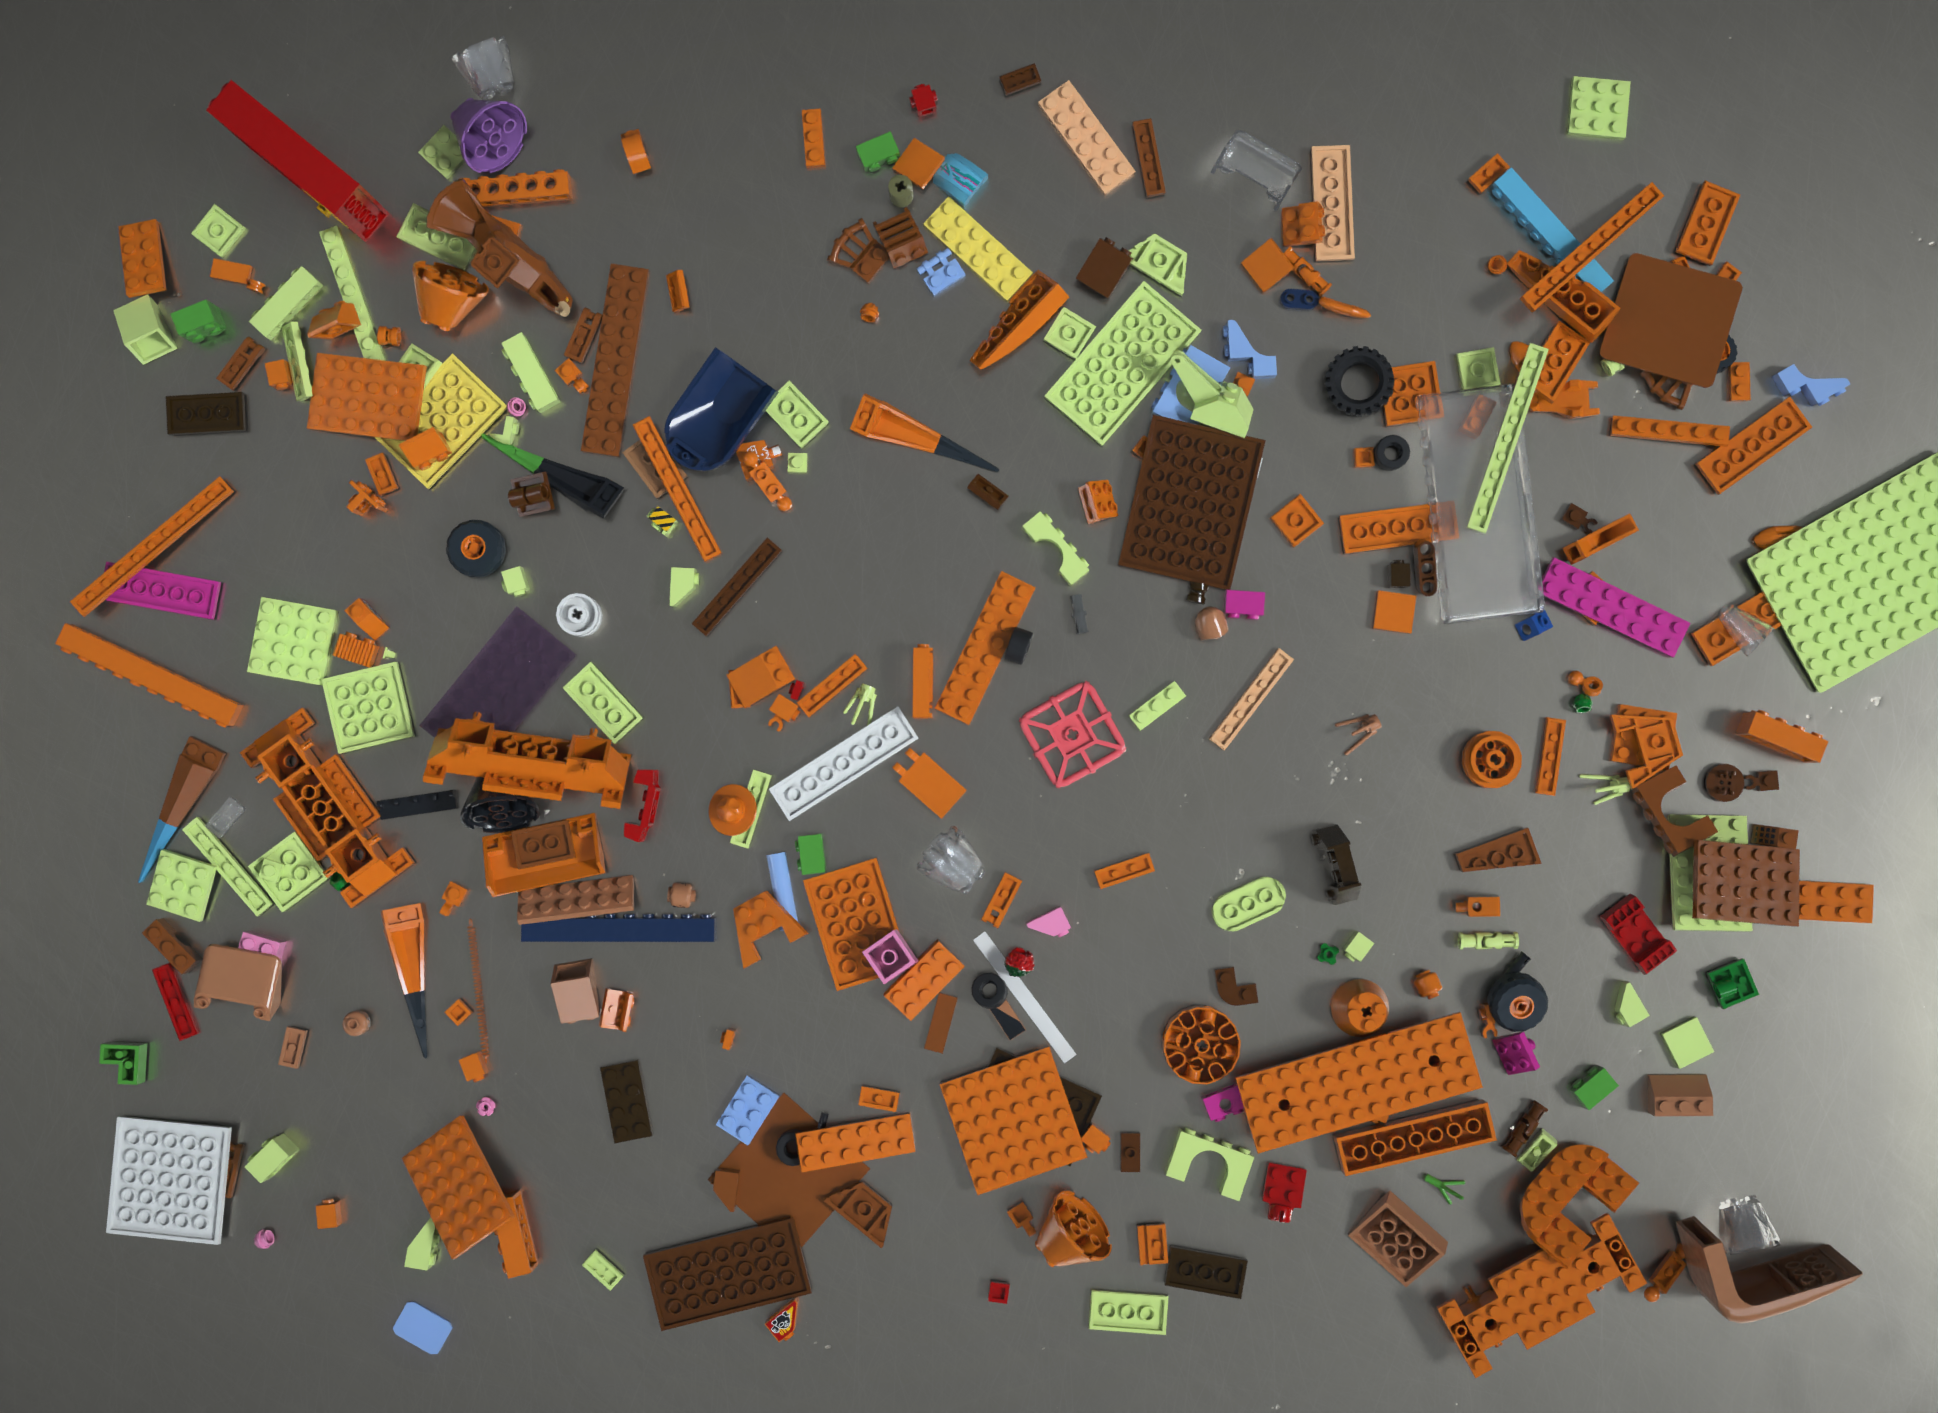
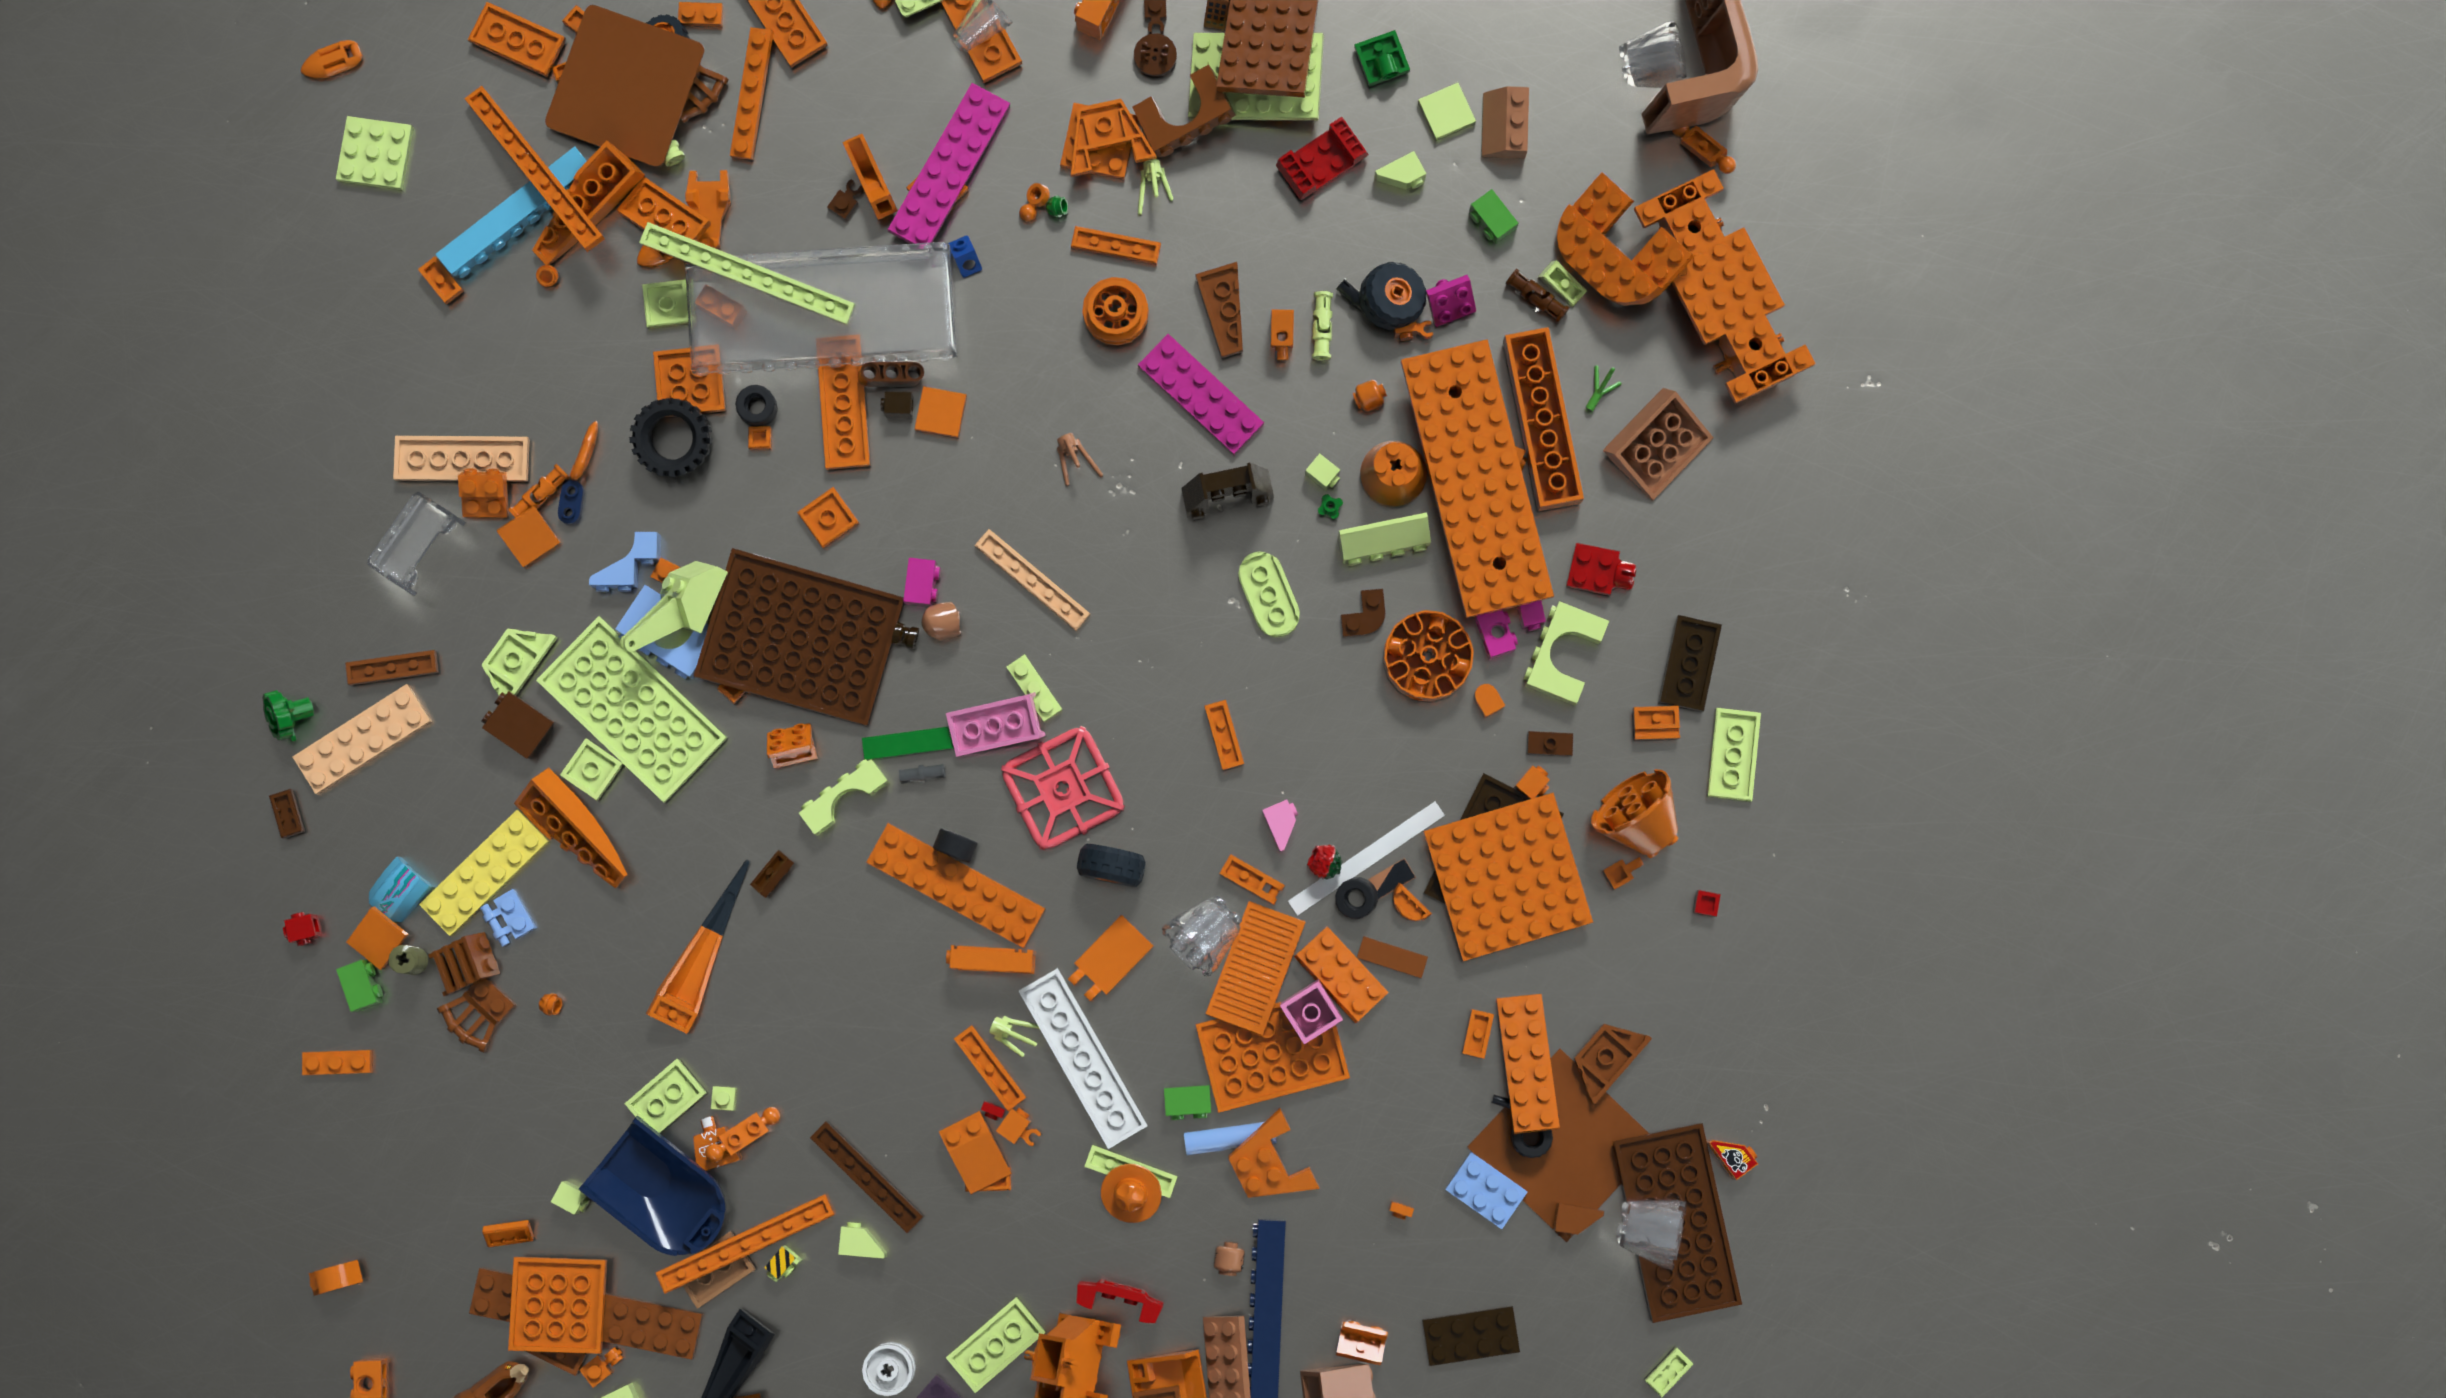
camera: 90 degrees left, 5 degrees down
(619, 336) = (557, 1305): none -> orange plate
(708, 340) = (570, 1198): none -> yellowish green brick
(718, 1254) = (1652, 1229): none -> clear cone
(926, 906) = (1255, 968): none -> orange window
(985, 1035) = (1408, 905): none -> orange plate
(1007, 780) = (1111, 865): none -> black wheel
(1104, 69) = (283, 713): none -> green piece
(1104, 600) = (907, 743): none -> green tile
(1123, 673) = (994, 725): none -> bright pink plate
(1165, 1097) = (1488, 700): none -> orange piece
(1240, 1133) = (1532, 616): none -> dark pink brick
(1301, 1002) = (1384, 538): none -> yellowish green slope
(1421, 837) = (1201, 394): none -> dark pink plate
(1680, 64) = (332, 60): none -> orange piece

